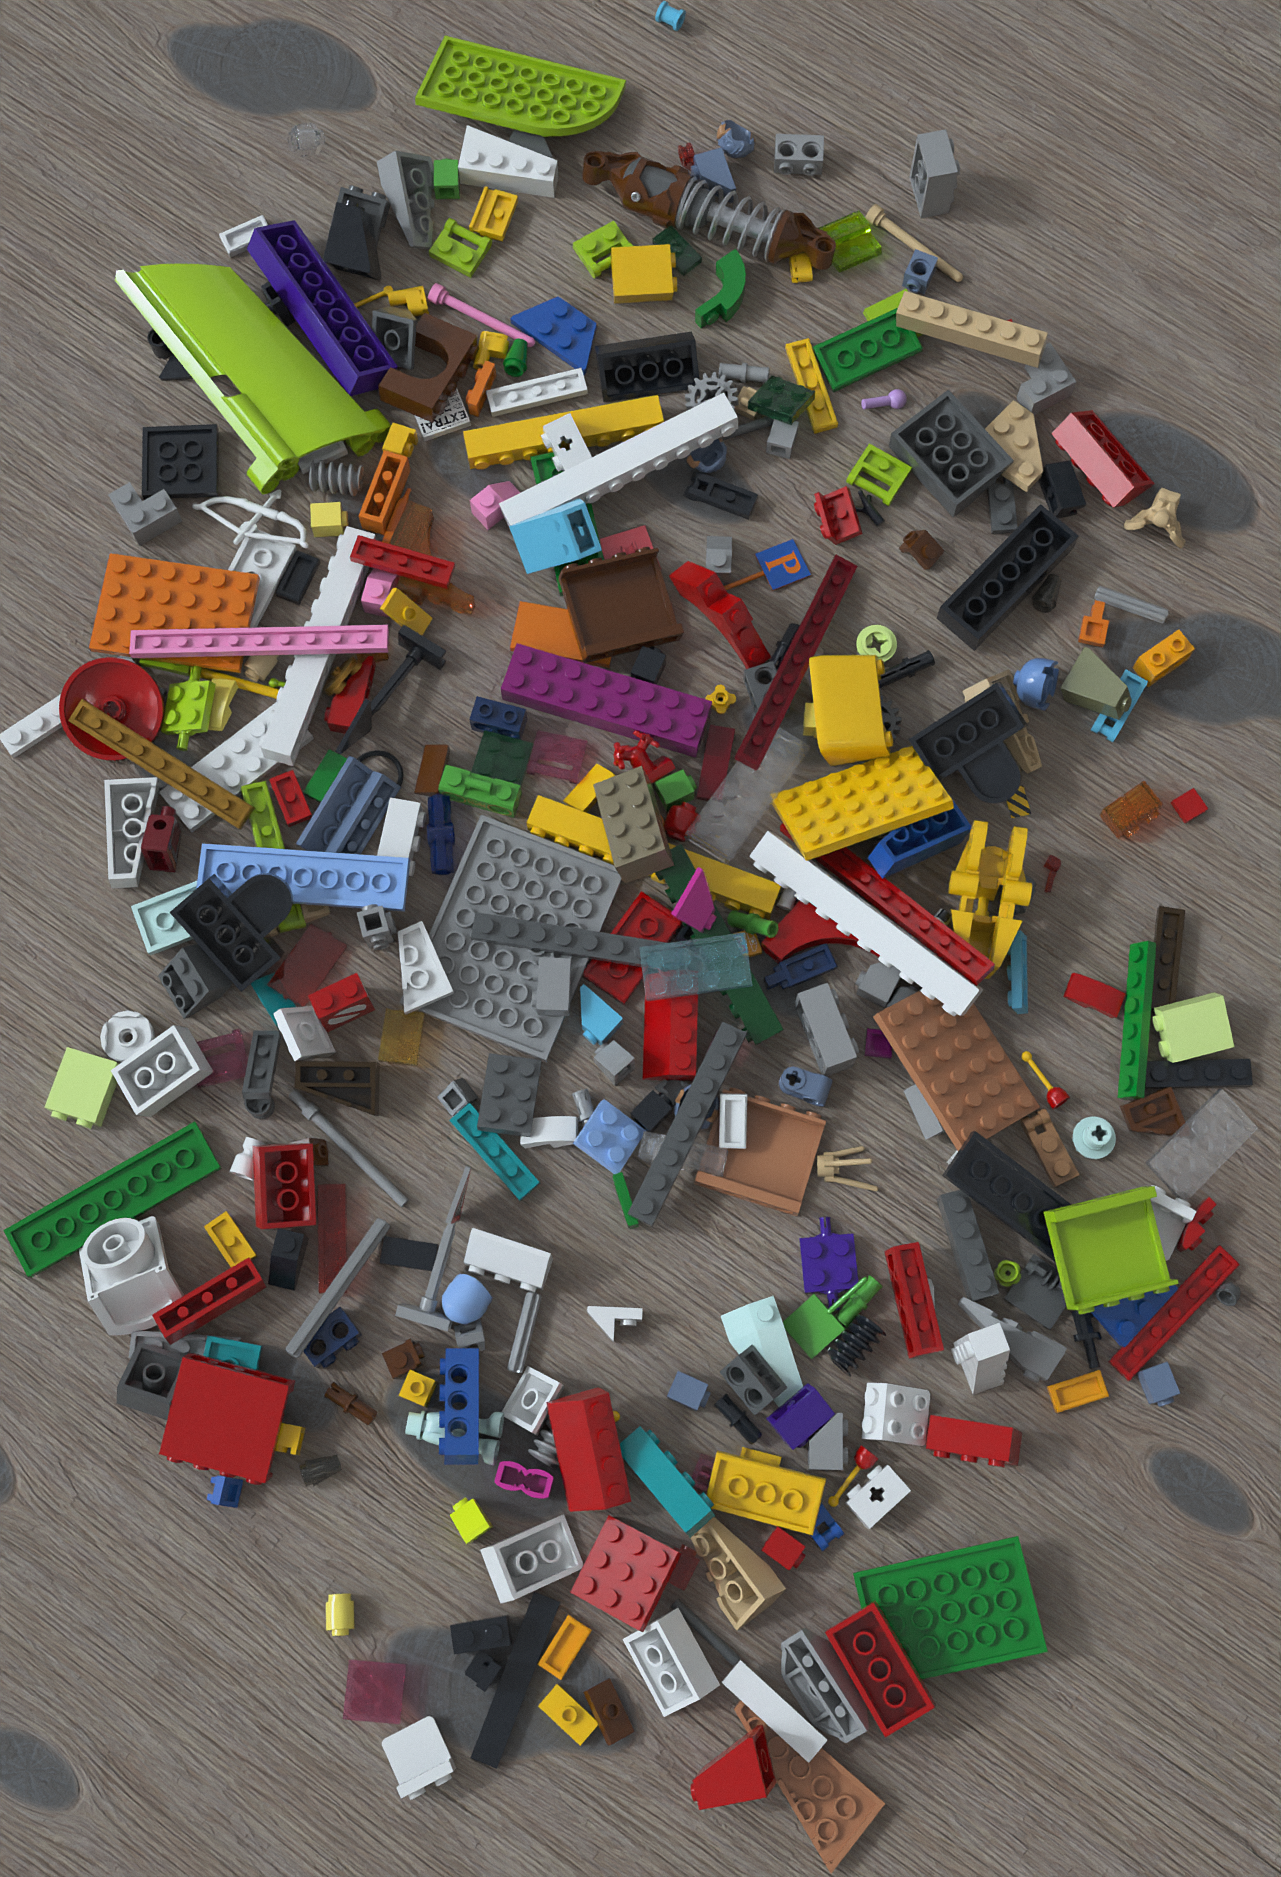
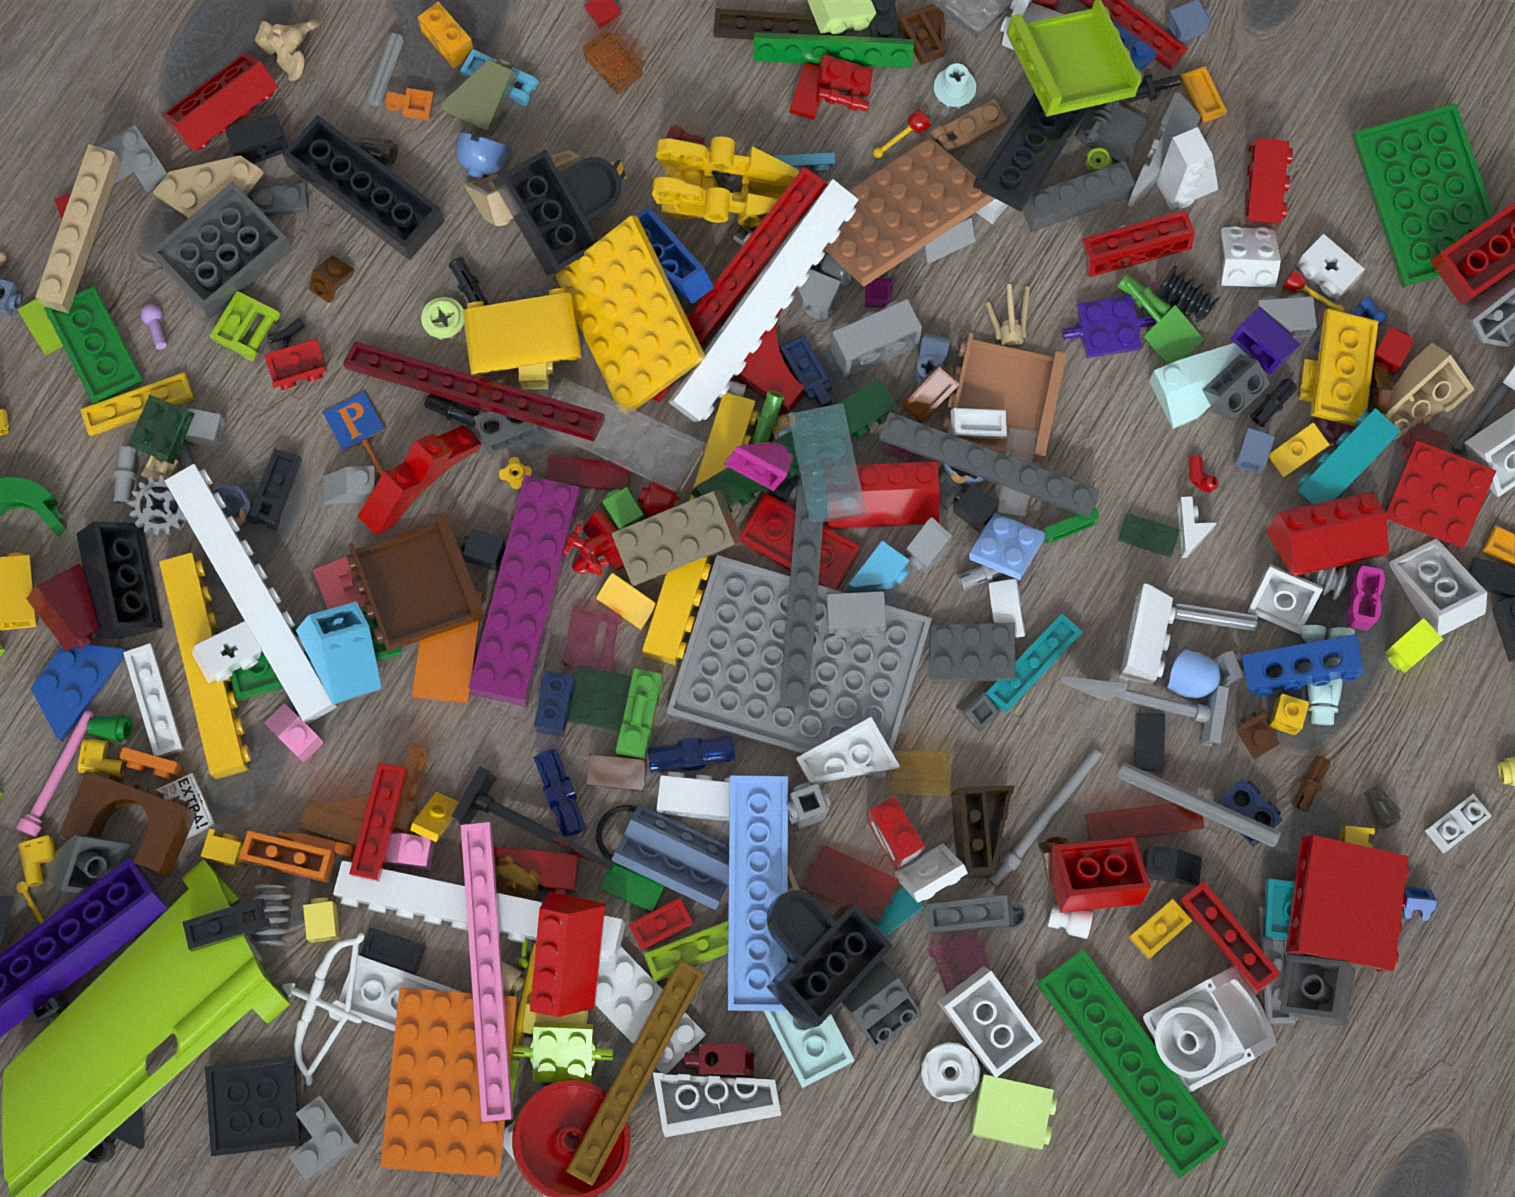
camera: 95 degrees left, 0 degrees up
(262, 705) = (567, 955): none -> red slope
(296, 1544) = (1458, 823): none -> white slope
(322, 432) = (225, 925): none -> black plate
(418, 720) = (559, 793): none -> clear blue piece
(612, 1277) = (1148, 535): none -> clear green plate
(622, 321) = (66, 608): none -> dark red slope
(666, 1334) = (1198, 477): none -> red arm
(684, 1436) = (1299, 450): none -> yellow plate
(739, 1527) = (1381, 387): none -> reddish brown plate
(767, 1078) = (930, 393): none -> tile
(1107, 1028) = (846, 77): none -> red plate

